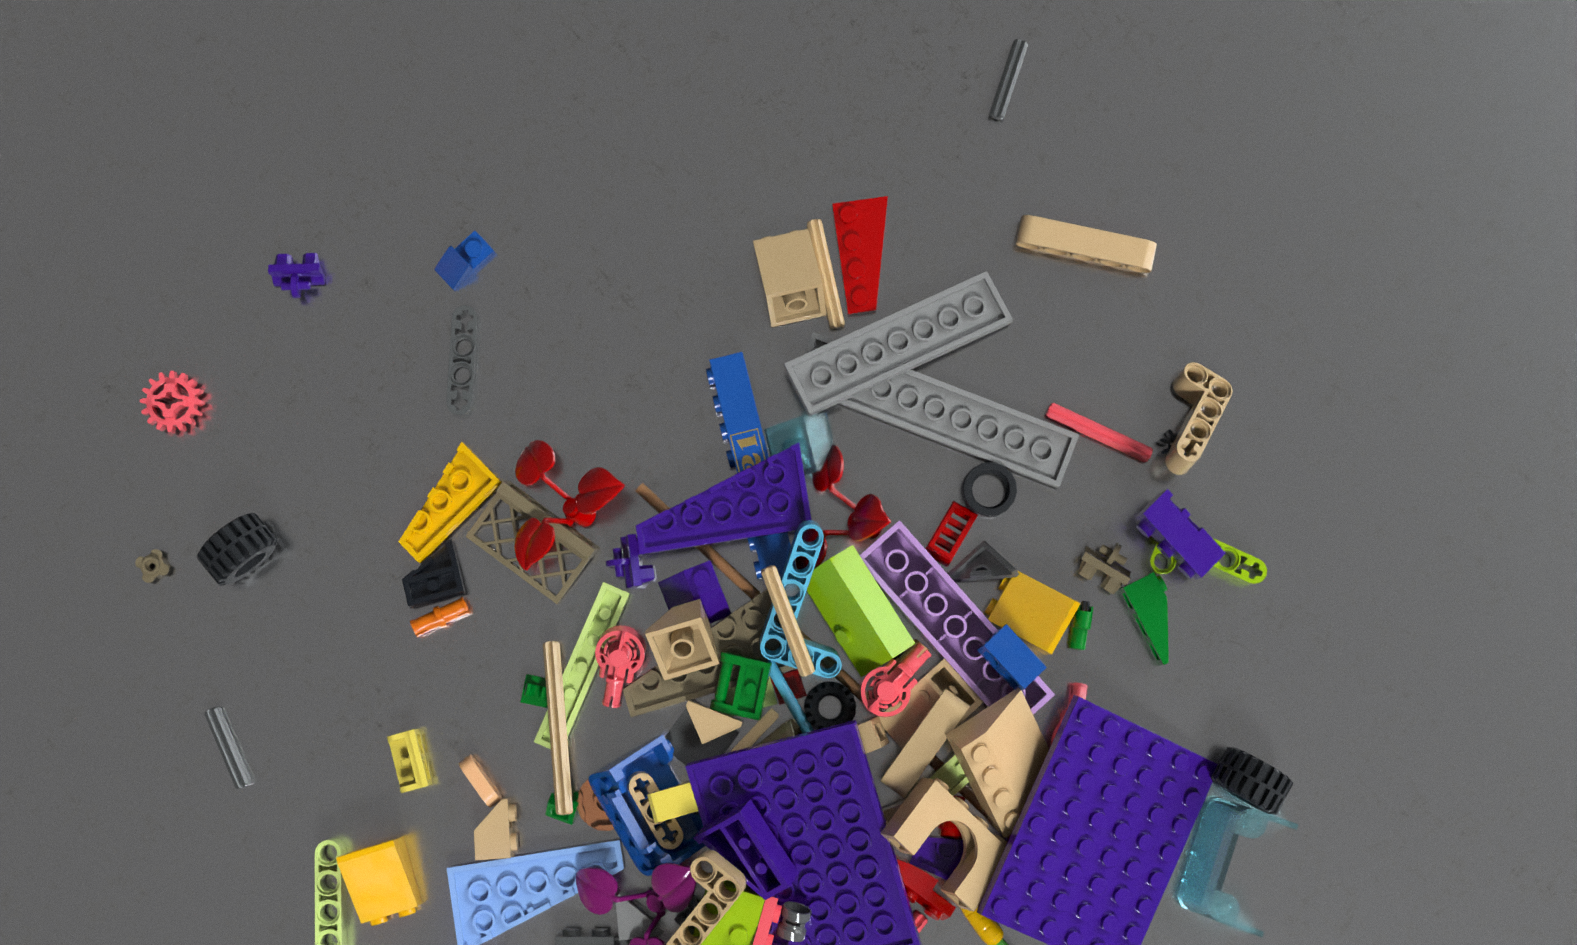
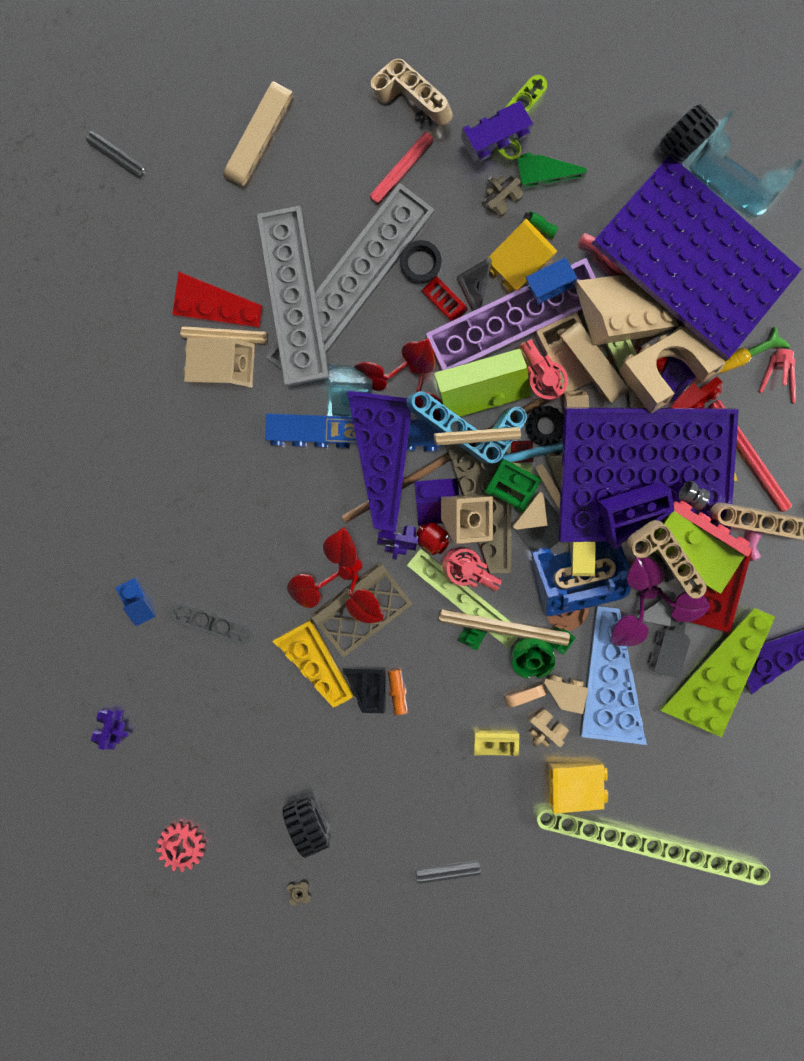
camera: 70 degrees left, 5 degrees up
(439, 833) = (556, 735): none -> tan hips
(529, 775) = (532, 658): none -> green cylinder
(645, 605) = (433, 538): none -> red head

